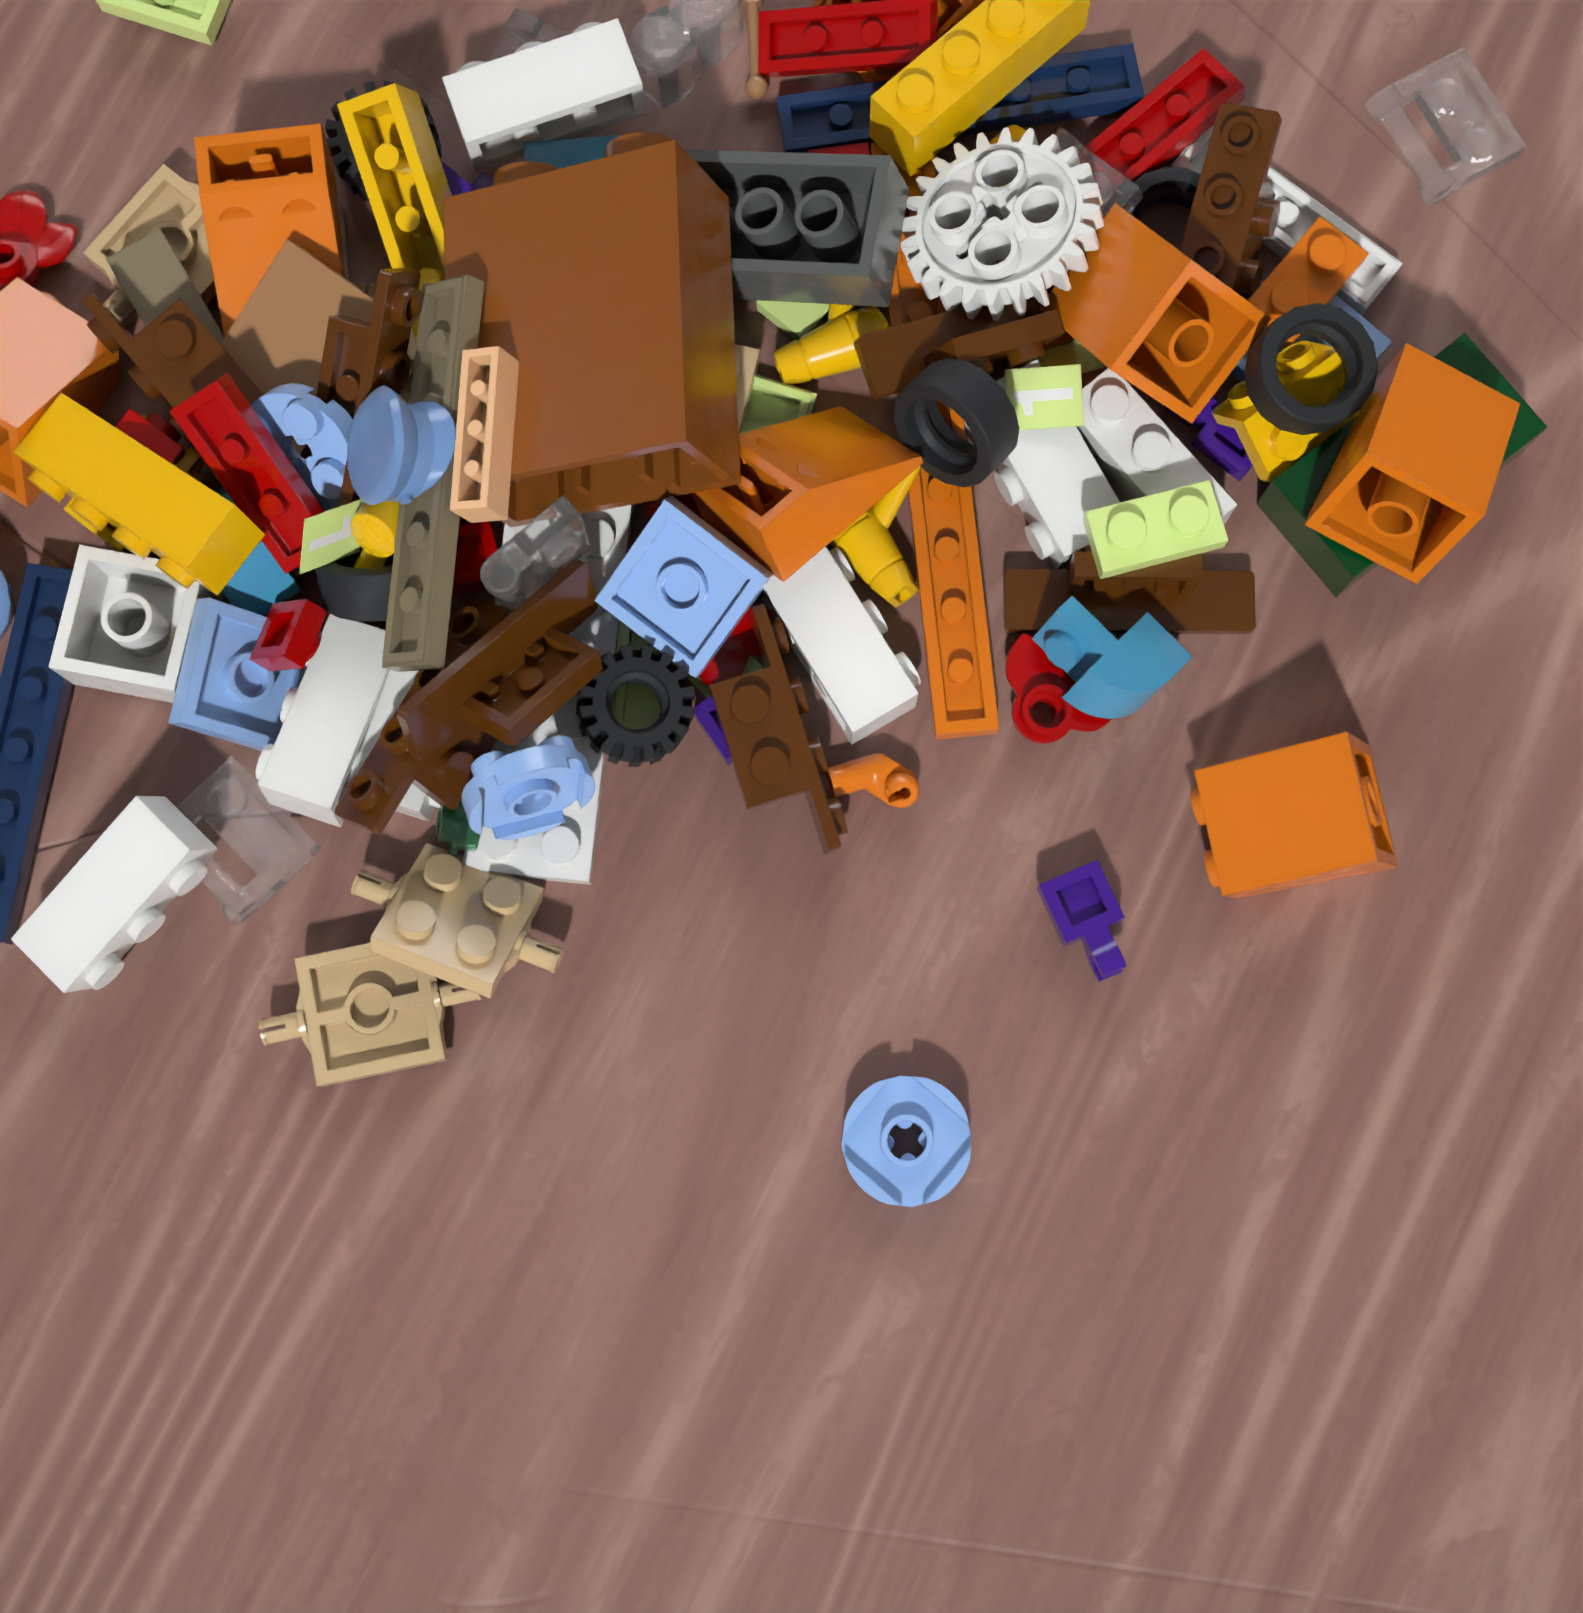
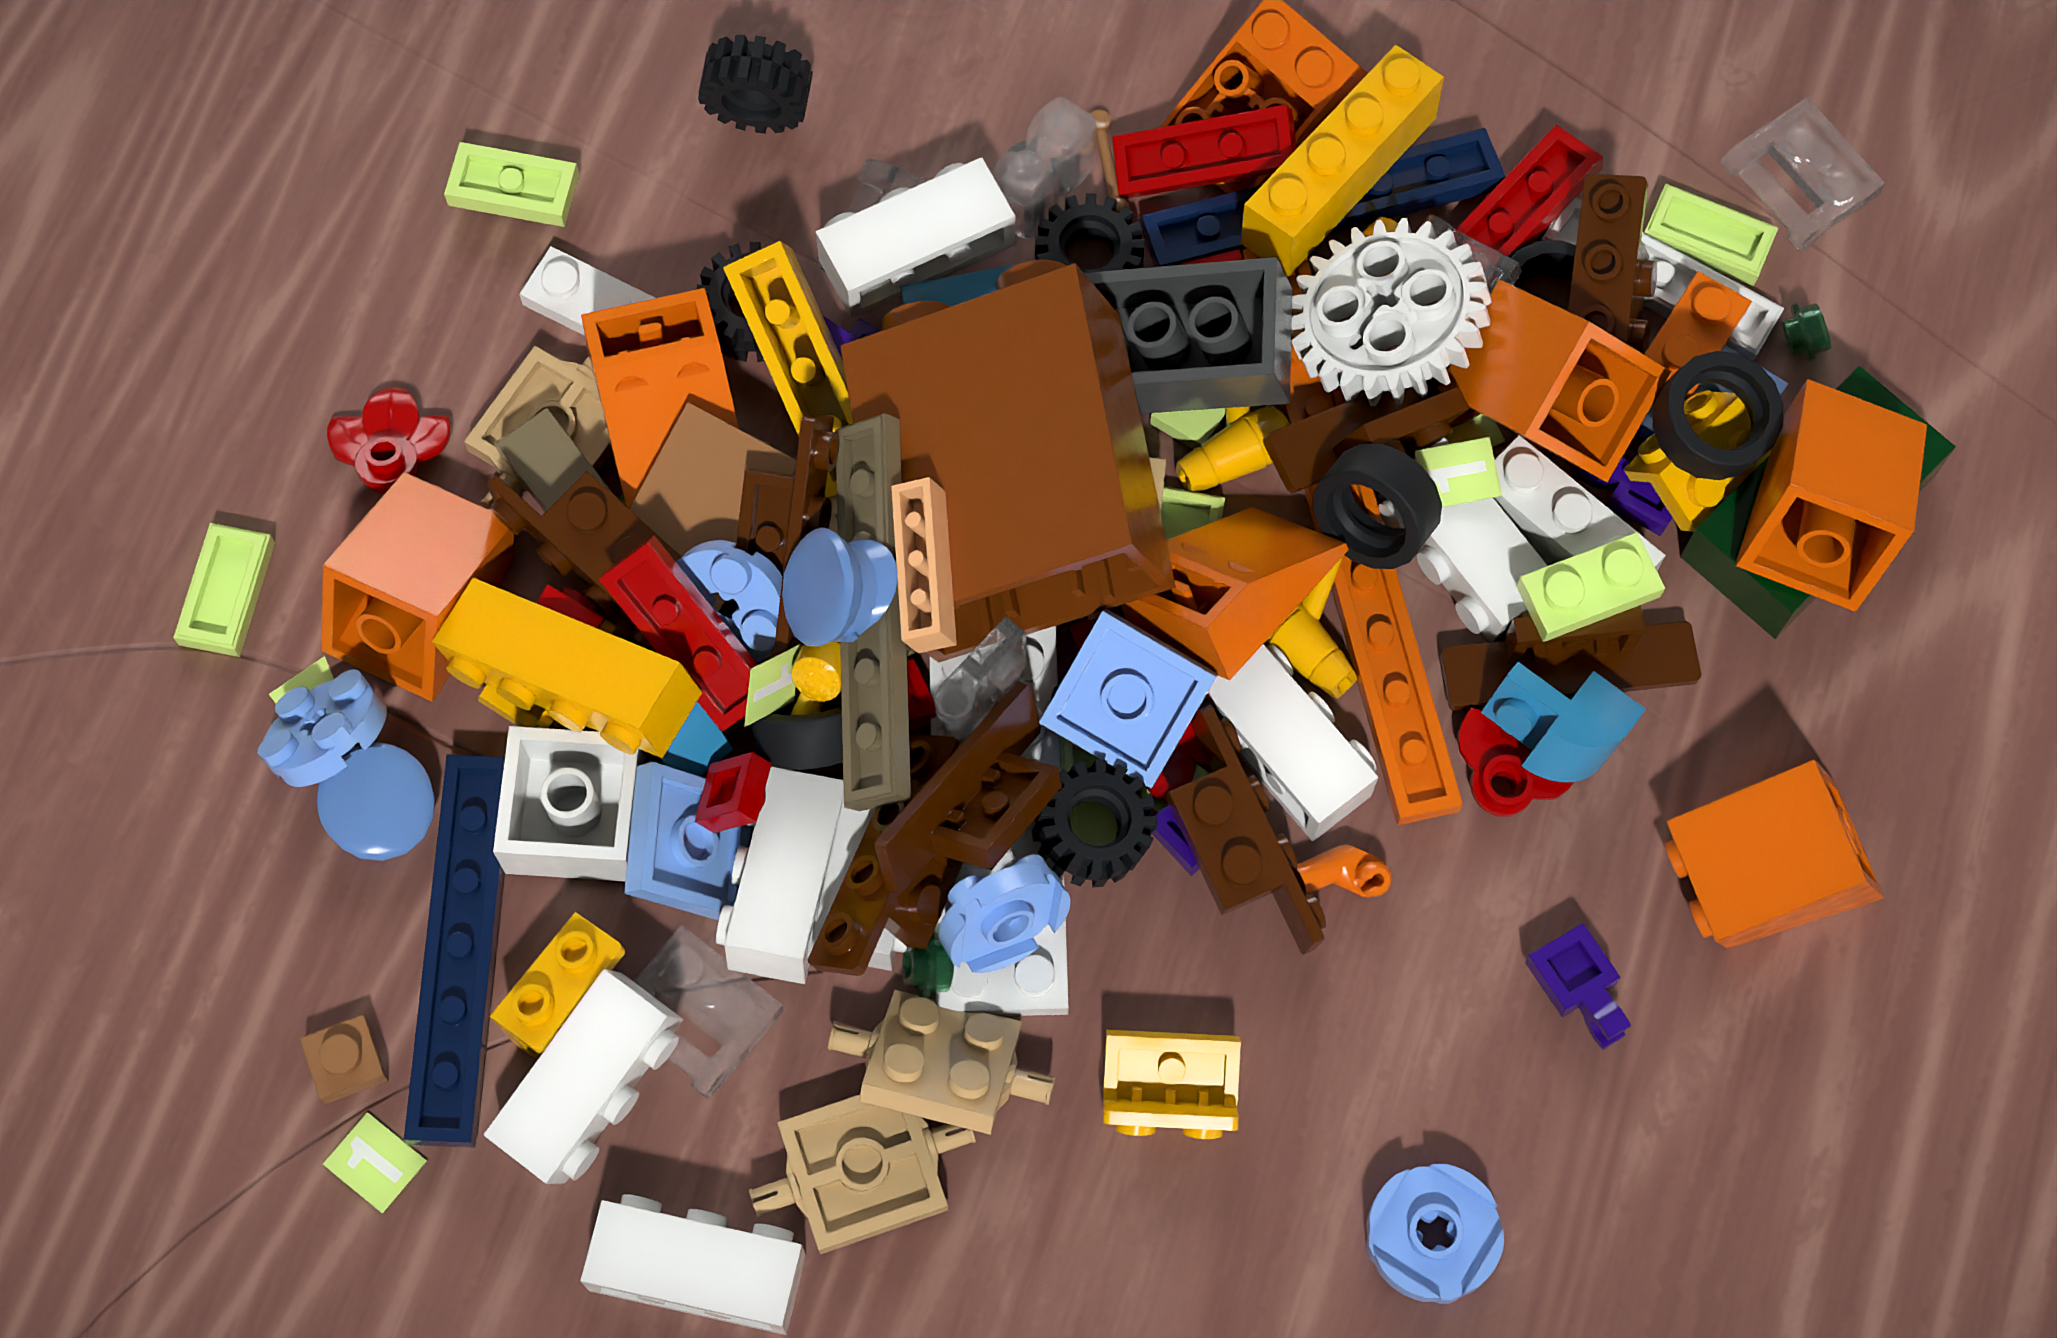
camera: 10 degrees left, 10 degrees down
(97, 799) = (556, 984): none -> yellow bracket
(199, 1083) = (694, 1264): none -> white brick
(208, 107) = (568, 287): none -> white plate
(675, 966) = (1171, 1082): none -> yellow bracket
(724, 97) = (1091, 222): none -> black tyre
(1342, 178) = (1712, 234): none -> yellowish green tile
(1420, 289) = (1806, 331): none -> clear green plate

